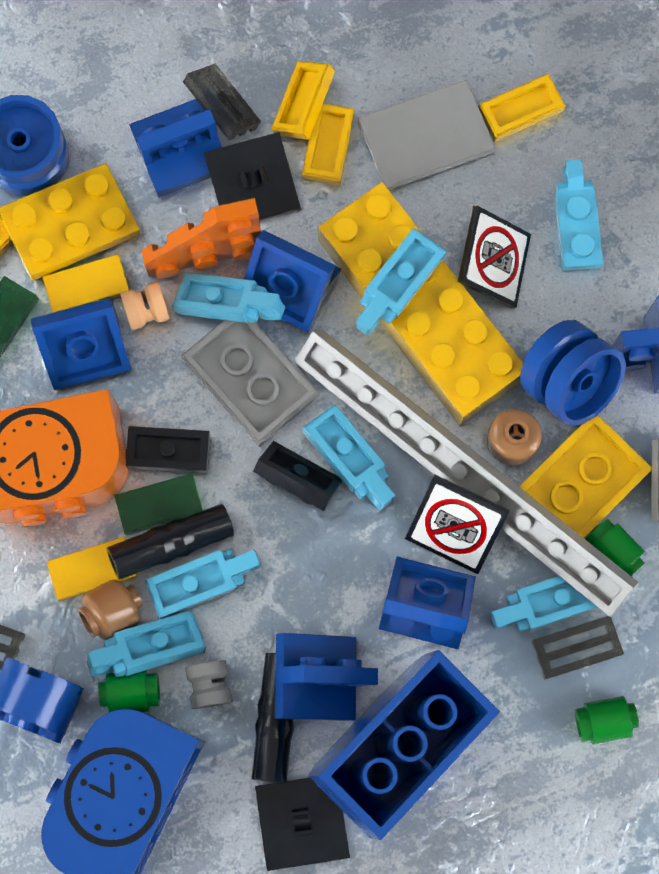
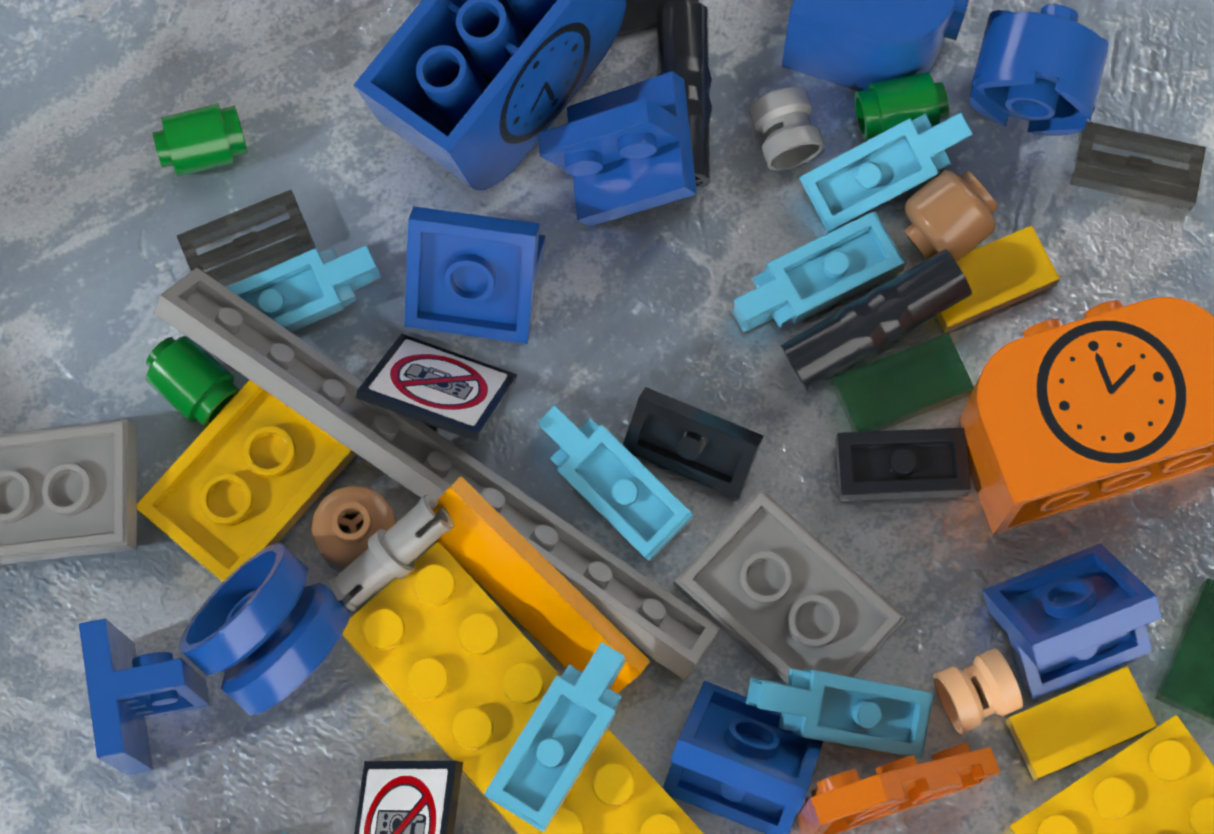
camera: 175 degrees right, 5 degrees down
(409, 387) = (530, 585): none -> light orange tile
(492, 407) = (391, 553): none -> light grey pin

